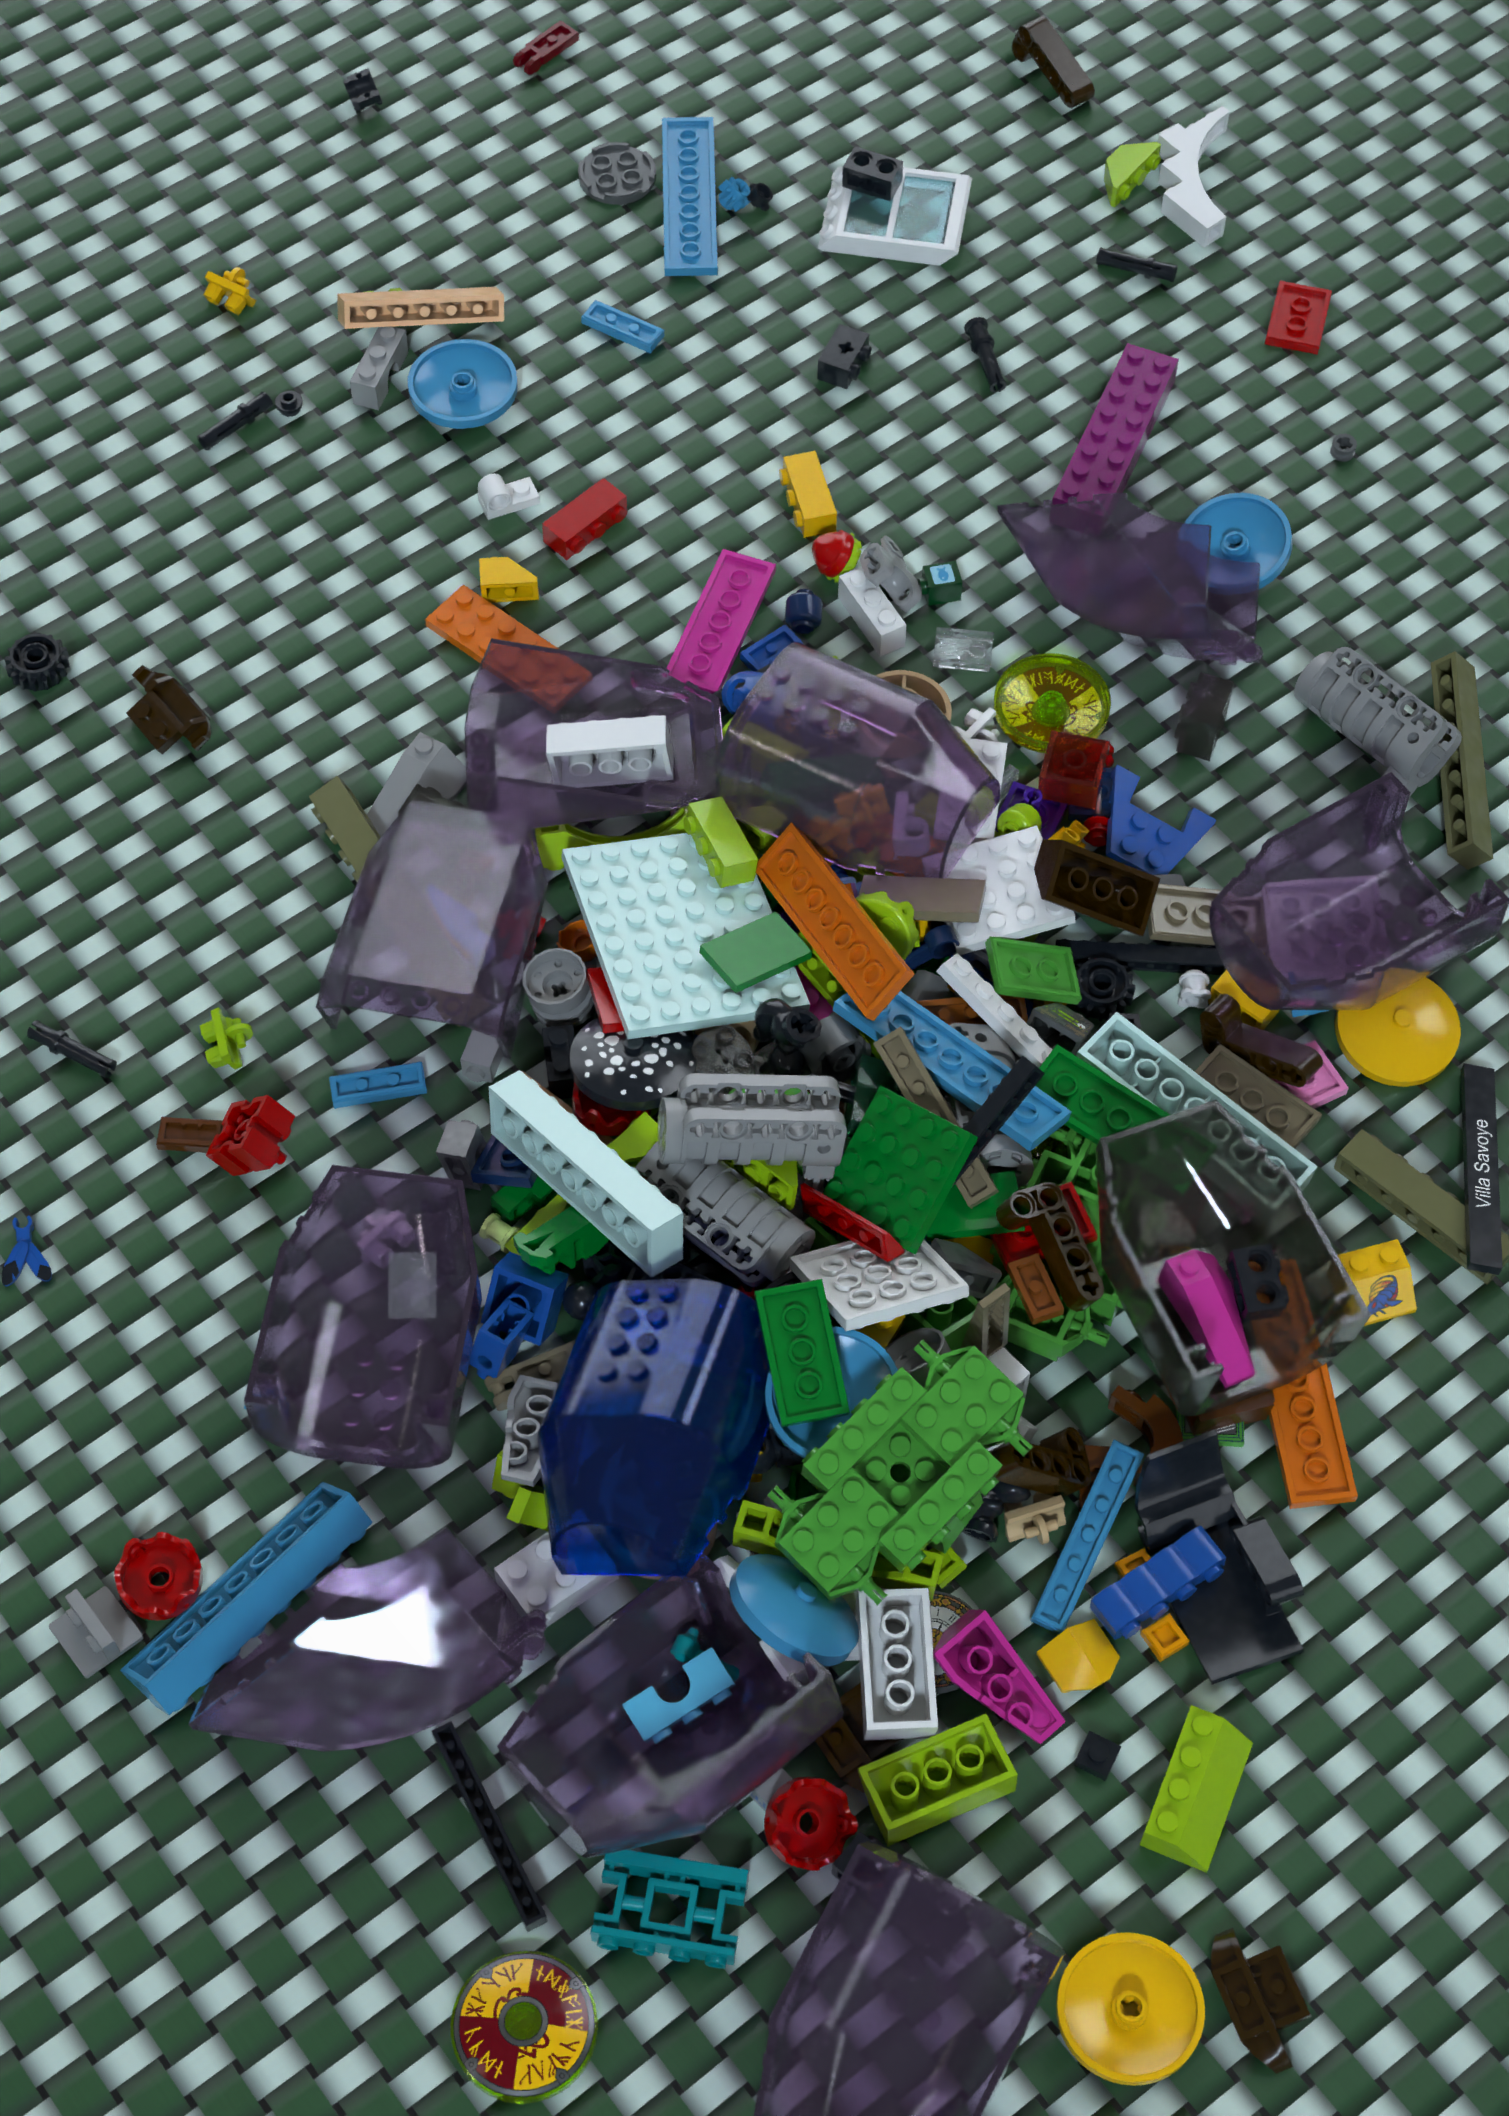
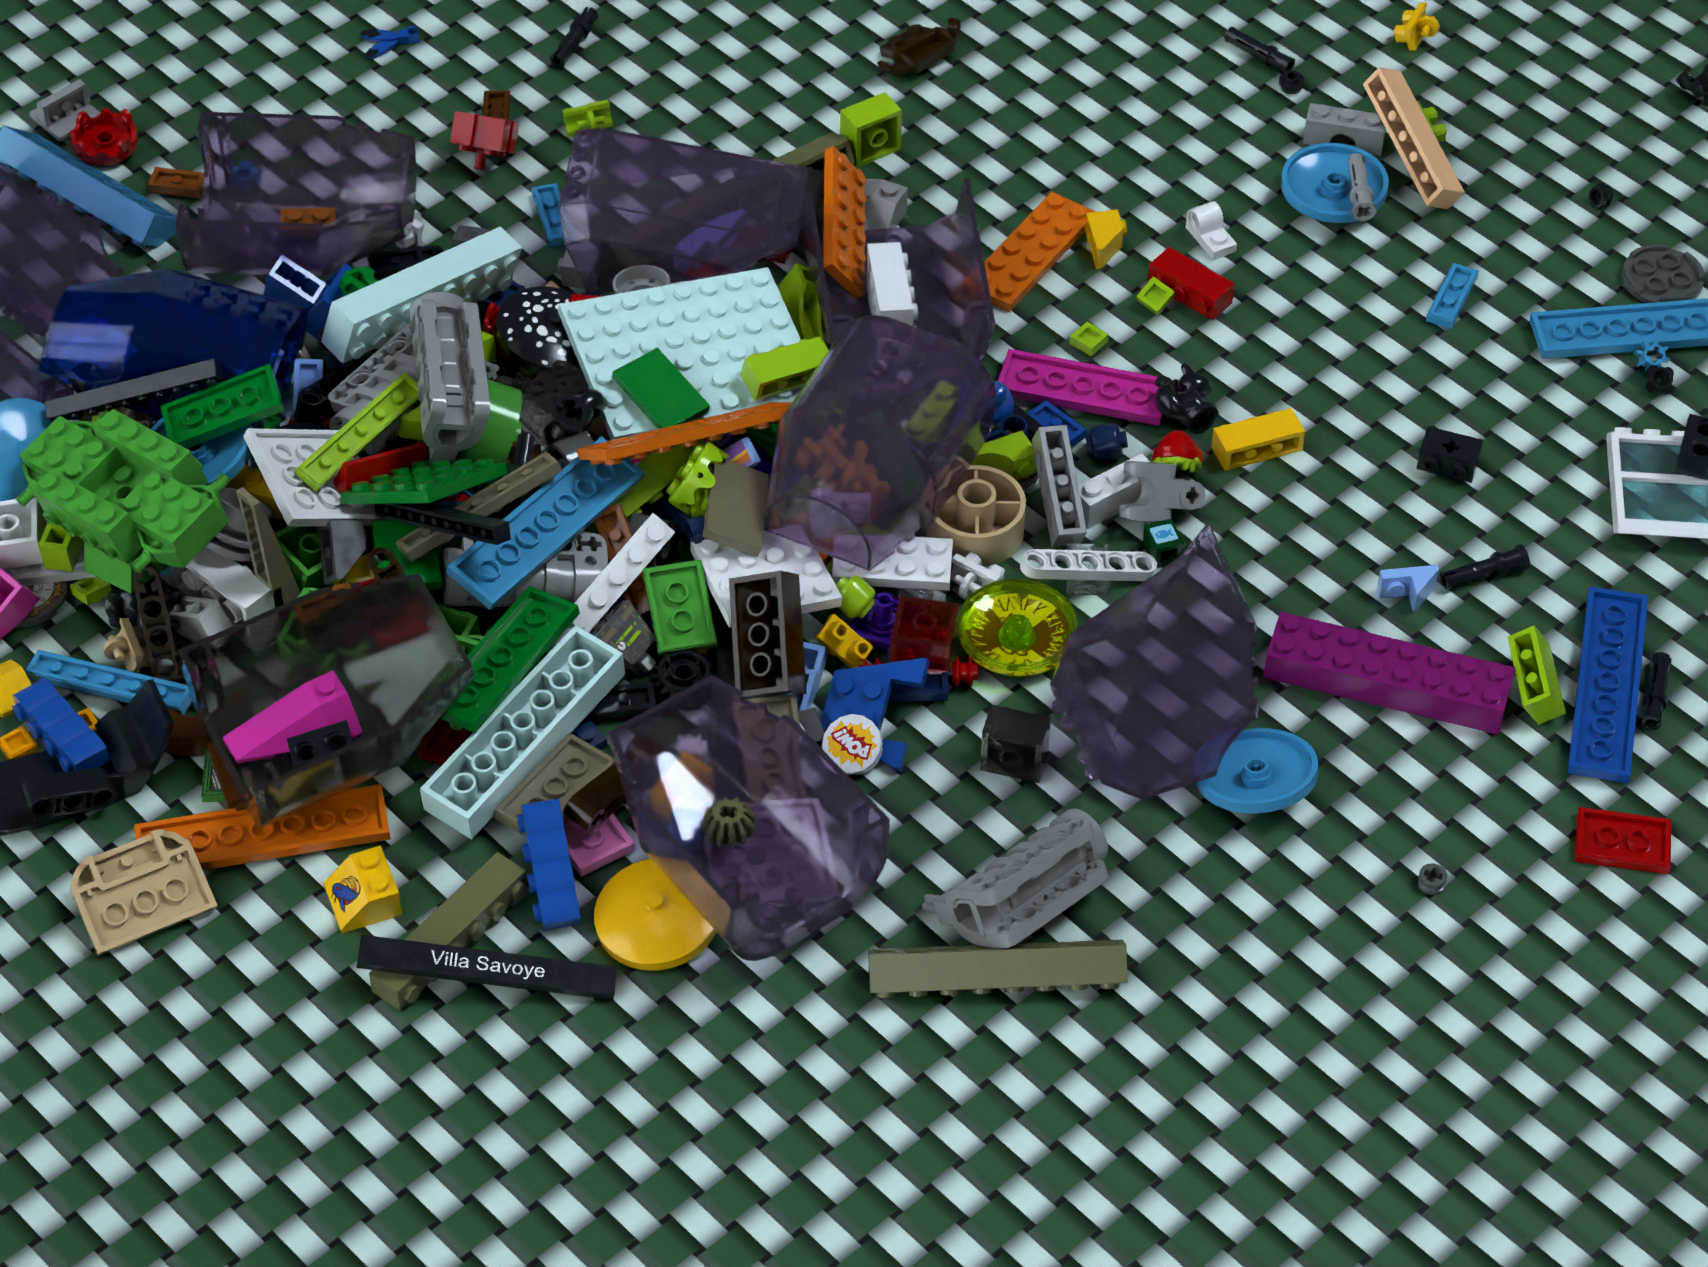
camera: 85 degrees right, 10 degrees down
(256, 1489) = (176, 182): none -> dark orange plate
(310, 755) = (872, 128): none -> lime brick
(370, 1330) = (308, 215): none -> dark orange plate
(464, 779) = (844, 222): none -> orange plate
(502, 354) = (1361, 193): none -> light grey pin
(509, 199) = (1600, 196): none -> black plate
(598, 549) = (1155, 296): none -> lime plate
(651, 611) = (1089, 338): none -> lime plate
(756, 1455) = (135, 390): none -> black piece
(759, 542) = (1188, 404): none -> black animal
(823, 1225) = (358, 432): none -> lime tile
(883, 642) = (1059, 485): none -> light grey brick
(977, 646) = (1078, 571): none -> white beam
(1008, 406) = (1411, 582): none -> light blue slope
(1115, 333) = (1536, 675): none -> lime brick
(1127, 294) = (1608, 685): none -> blue plate
(1194, 850) = (853, 743): none -> tile
(1324, 939) = (728, 822): none -> olive gear
(1356, 1105) = (550, 865): none -> blue brick
(1385, 1492) = (140, 889): none -> tan plate

